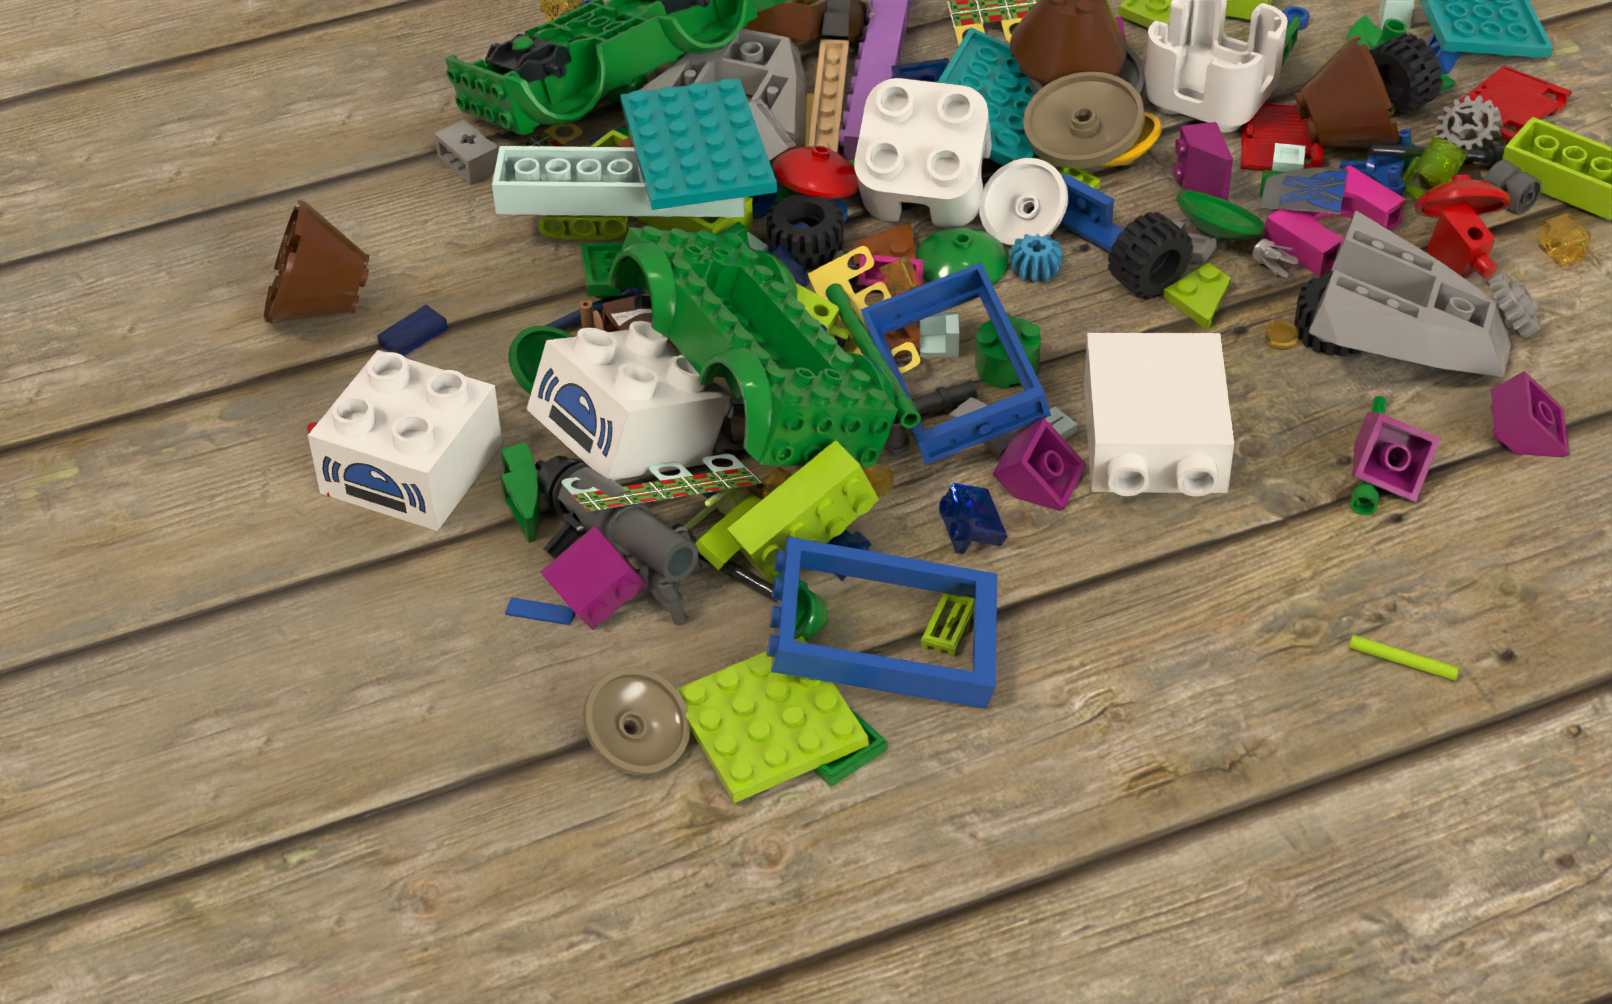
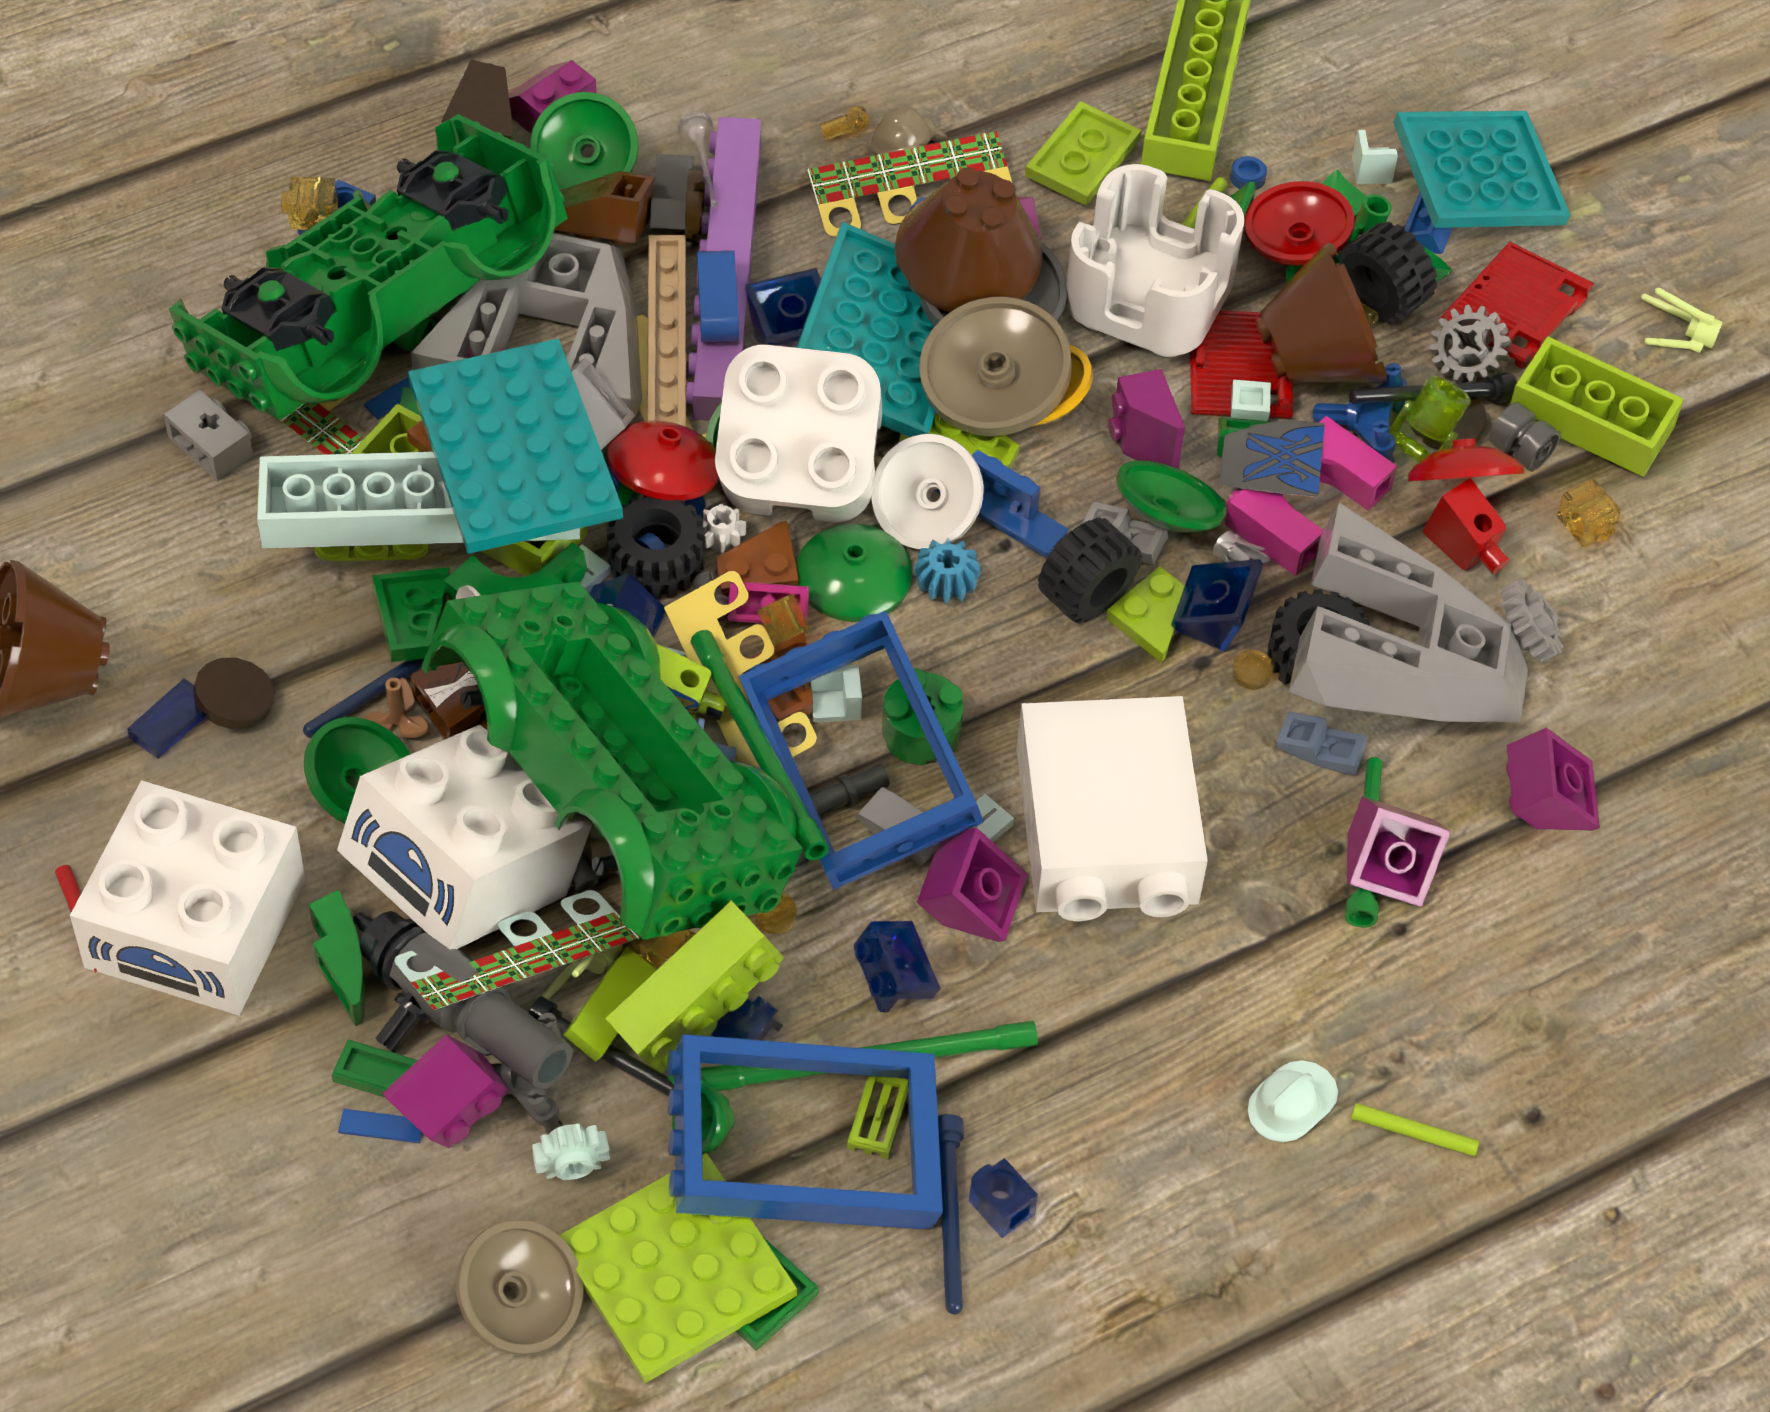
camera: 10 degrees left, 10 degrees up
(462, 314) = (233, 693): none -> dark brown tile
(526, 570) = (369, 1067): none -> green tile
(690, 629) = (571, 1152): none -> light aqua gear
(859, 223) = (722, 528): none -> white gear
(867, 67) = (718, 296): none -> blue beam
(1006, 639) = (950, 1134): none -> dark blue piece
(1048, 684) = (1006, 1213): none -> clear blue brick
(1055, 574) = (1000, 1037): none -> green piece
(1253, 284) = (1216, 601): none -> clear blue slope
(1298, 632) = (1292, 1101): none -> light aqua piece
(1321, 39) = (1297, 220): none -> red dish
(1328, 384) = (1314, 742): none -> sand blue slope

